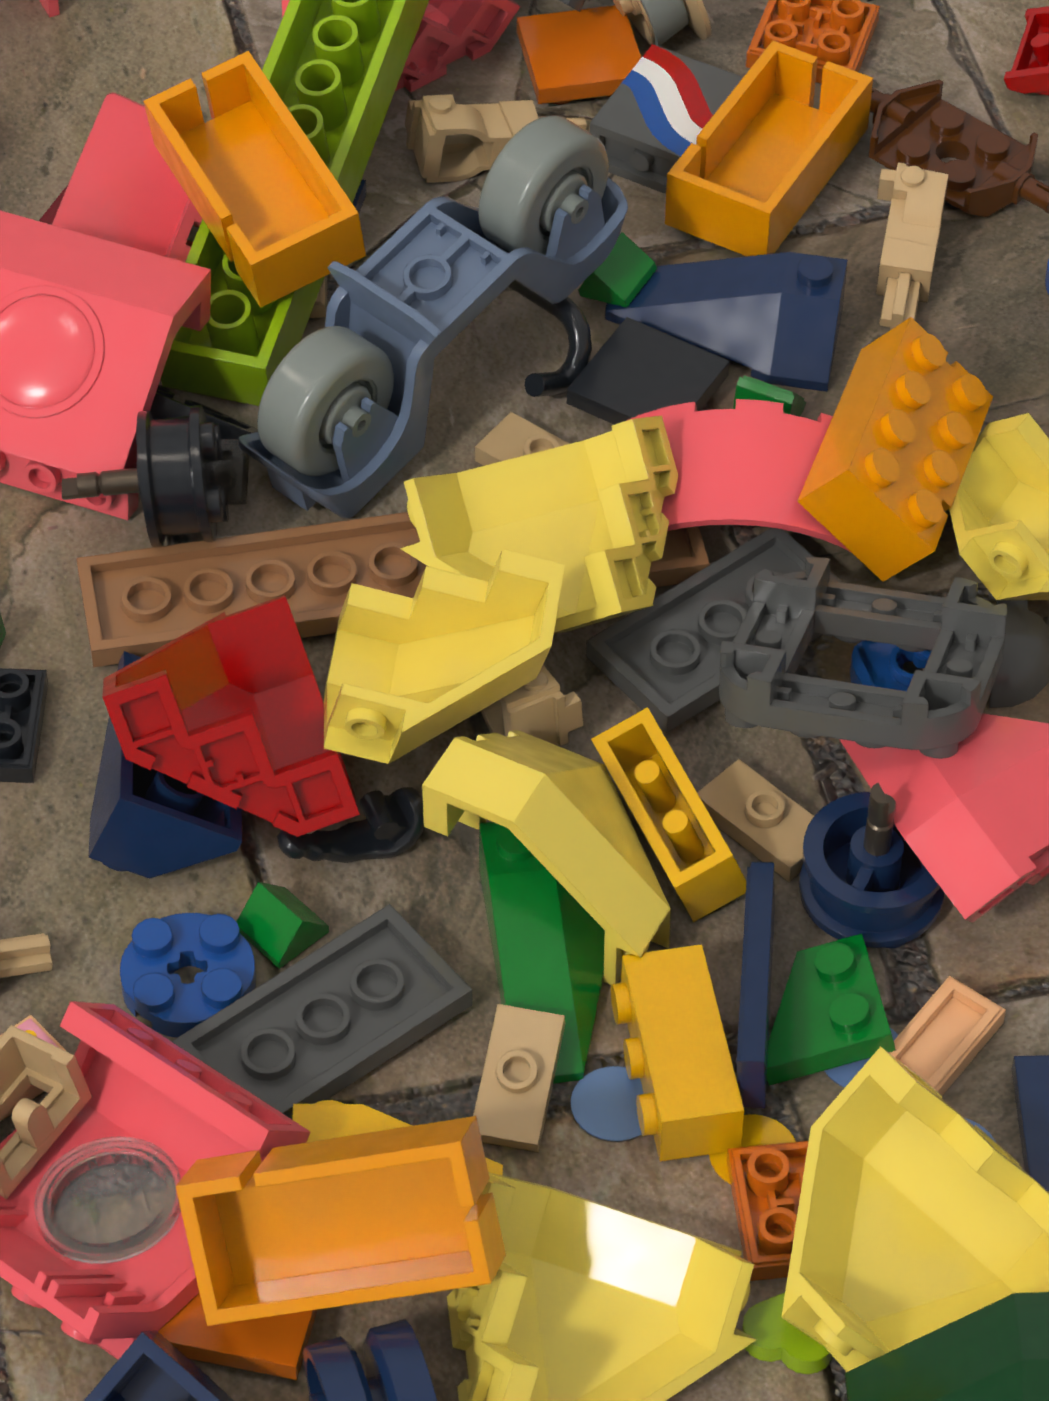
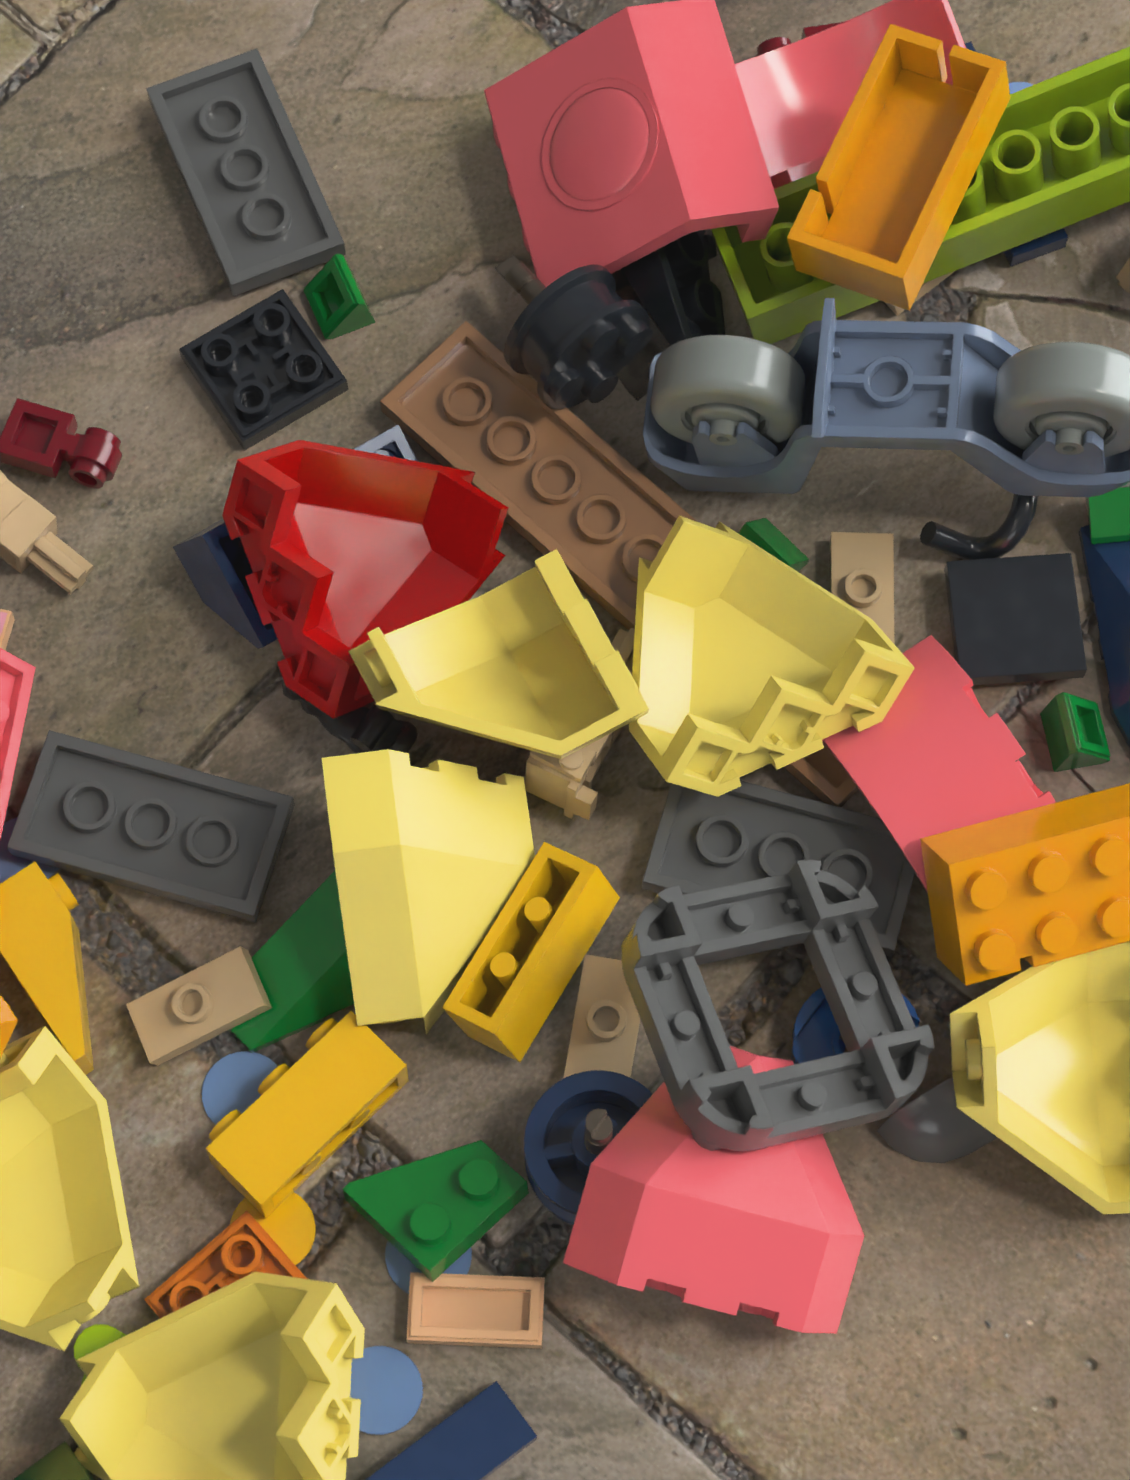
camera: 55 degrees right, 20 degrees up
(179, 942) = (135, 658): blue plate -> none
(279, 923) = (232, 727): green slope -> none
(756, 985) = (407, 1131): dark blue tile -> none

